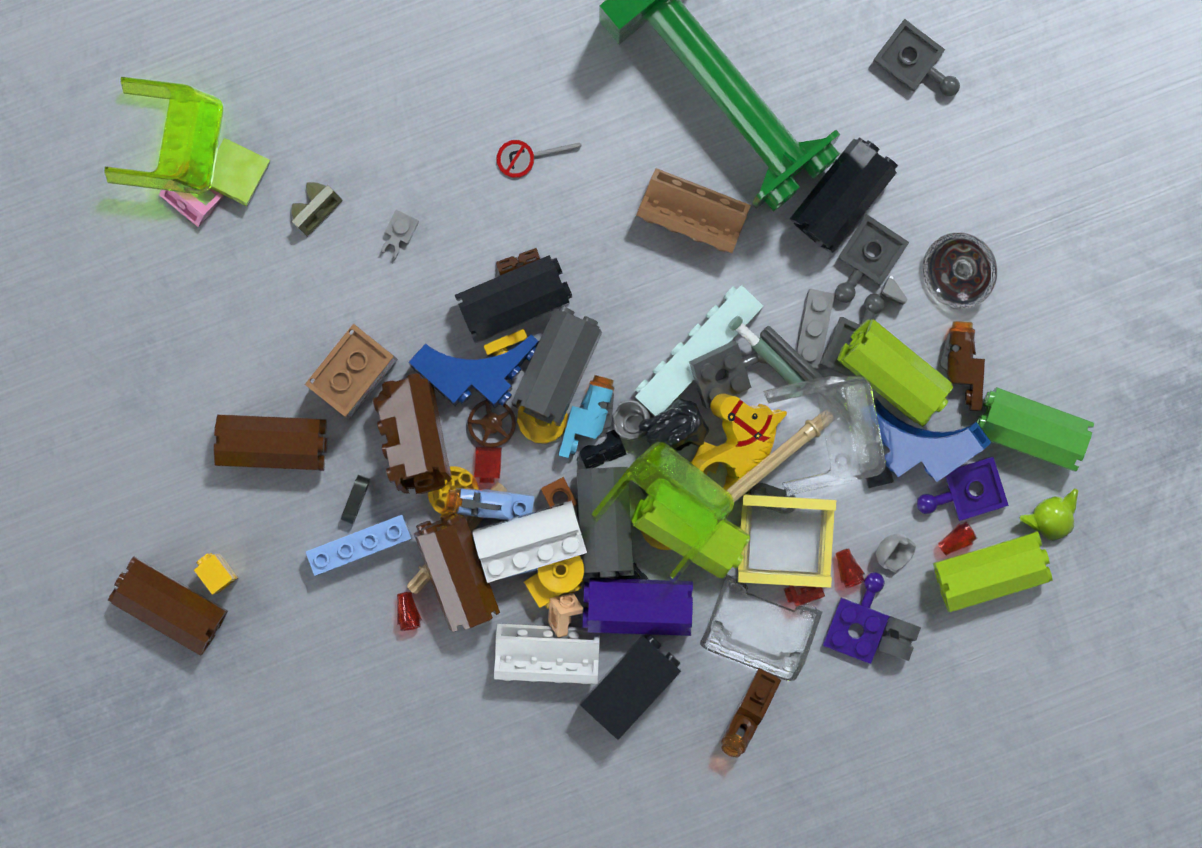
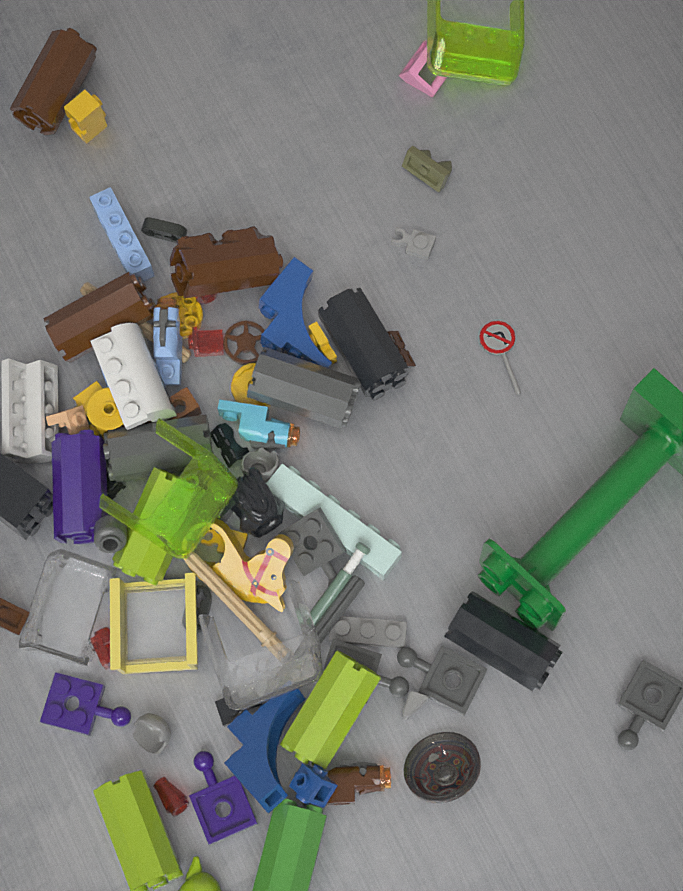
camera: 85 degrees right, 15 degrees down
(238, 171) = (452, 100): lime tile -> none
(270, 442) = (208, 148): reddish brown brick -> none
(351, 371) = (279, 205): medium nougat container -> none
(407, 612) = (63, 286): clear red cone -> none
(693, 210) = (468, 500): medium nougat brick -> none
(700, 576) = (110, 534): none -> dark grey head
(849, 569) = (131, 690): clear red cone -> none
(899, 638) = (65, 746): dark grey wheel -> none
(969, 396) = (312, 785): none -> blue brick

